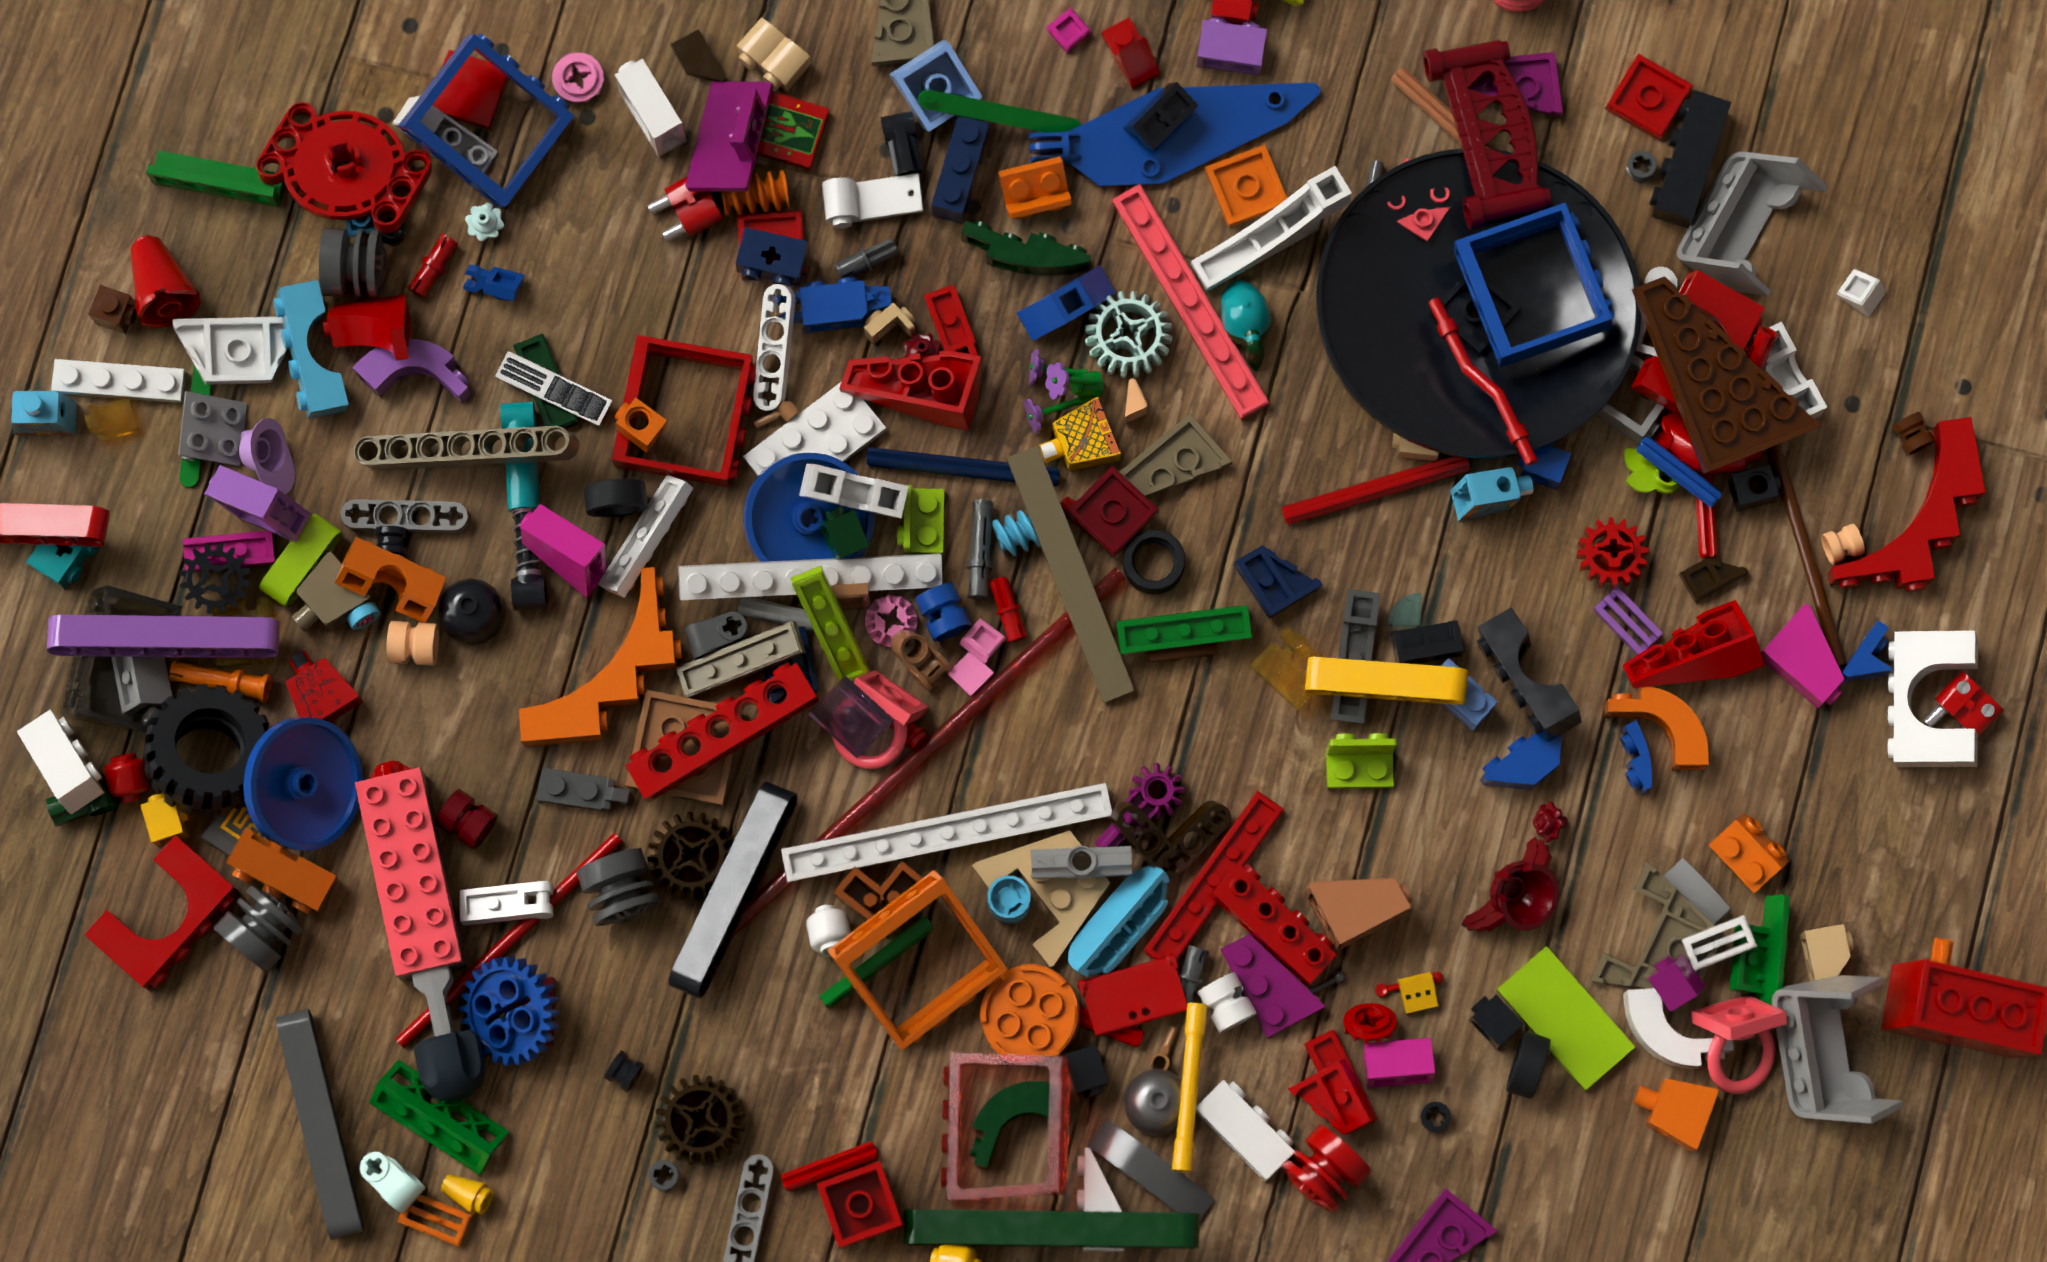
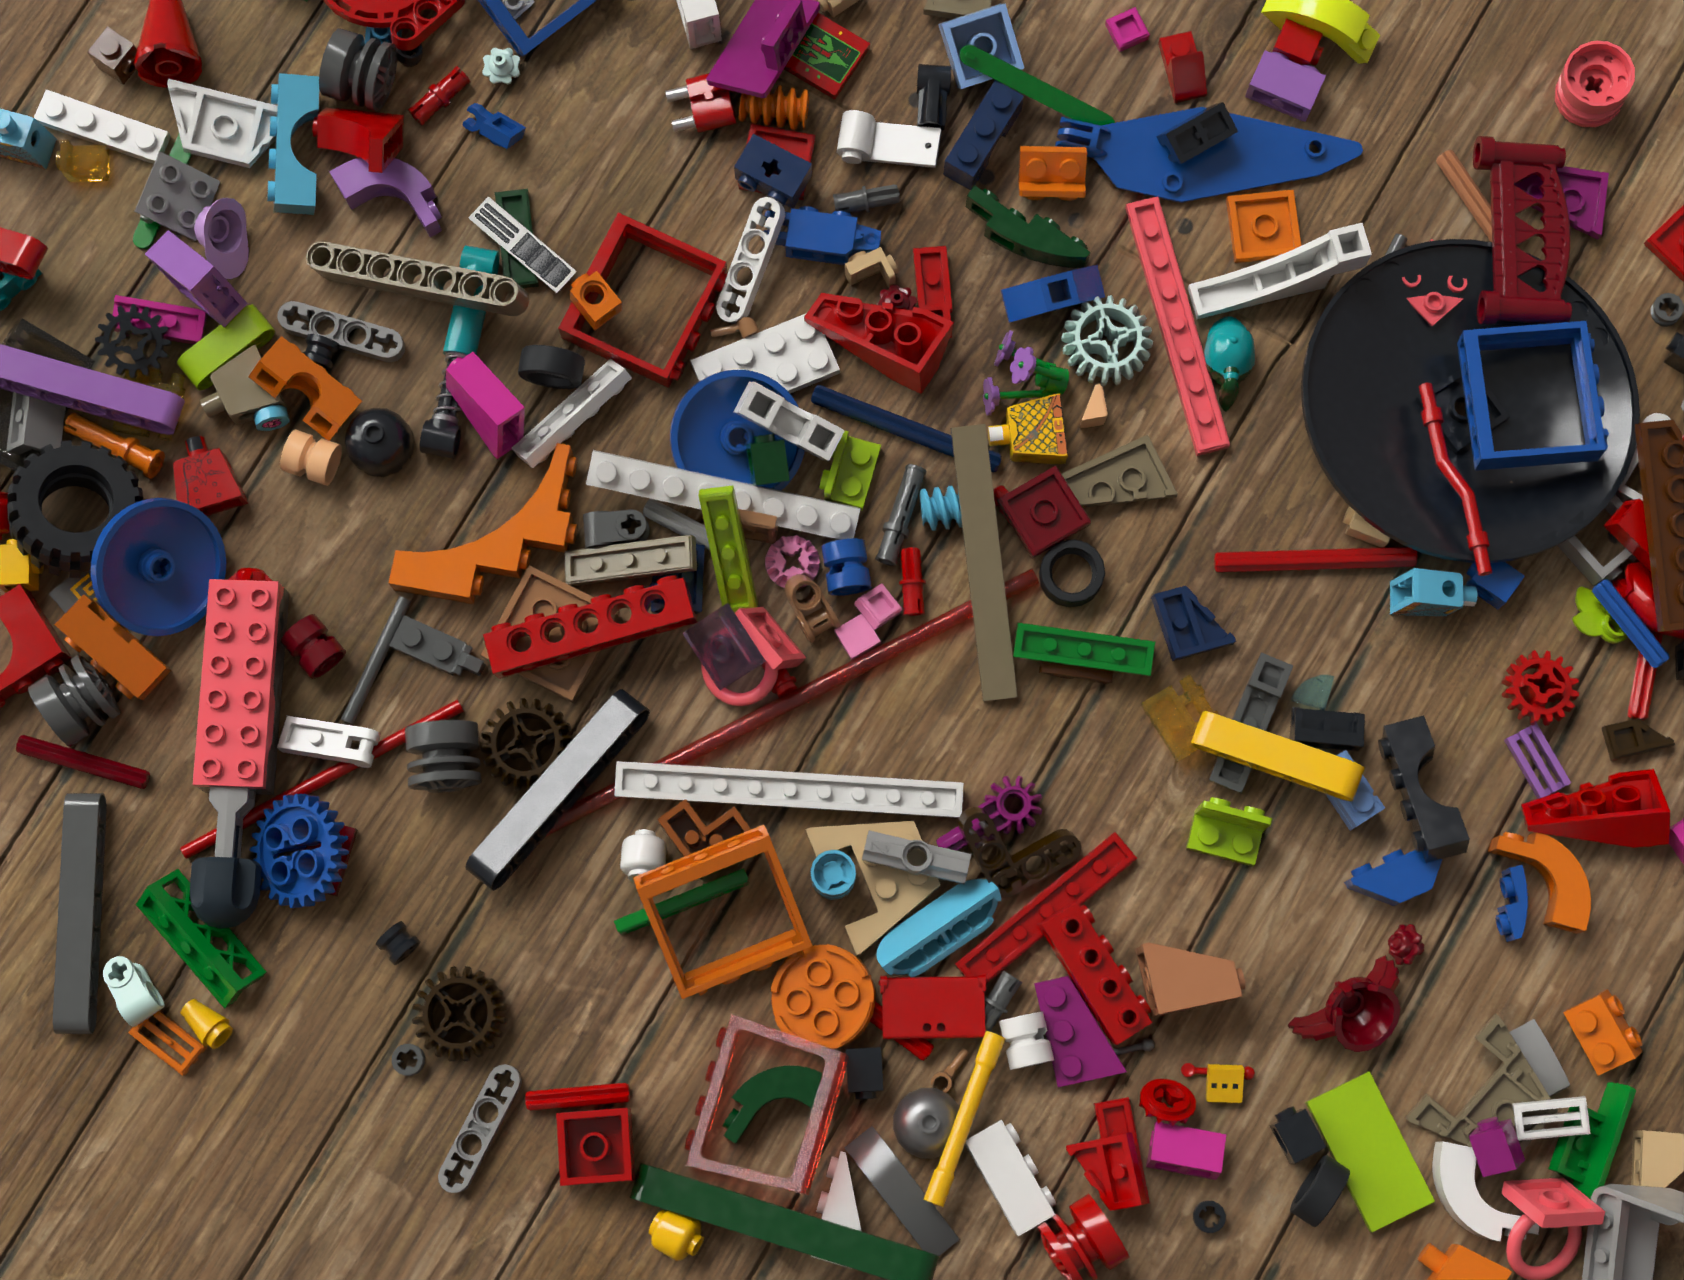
camera: 15 degrees right, 0 degrees up
(280, 984) = (83, 761): none -> dark red axle
(527, 817) = (375, 661): none -> dark grey bar

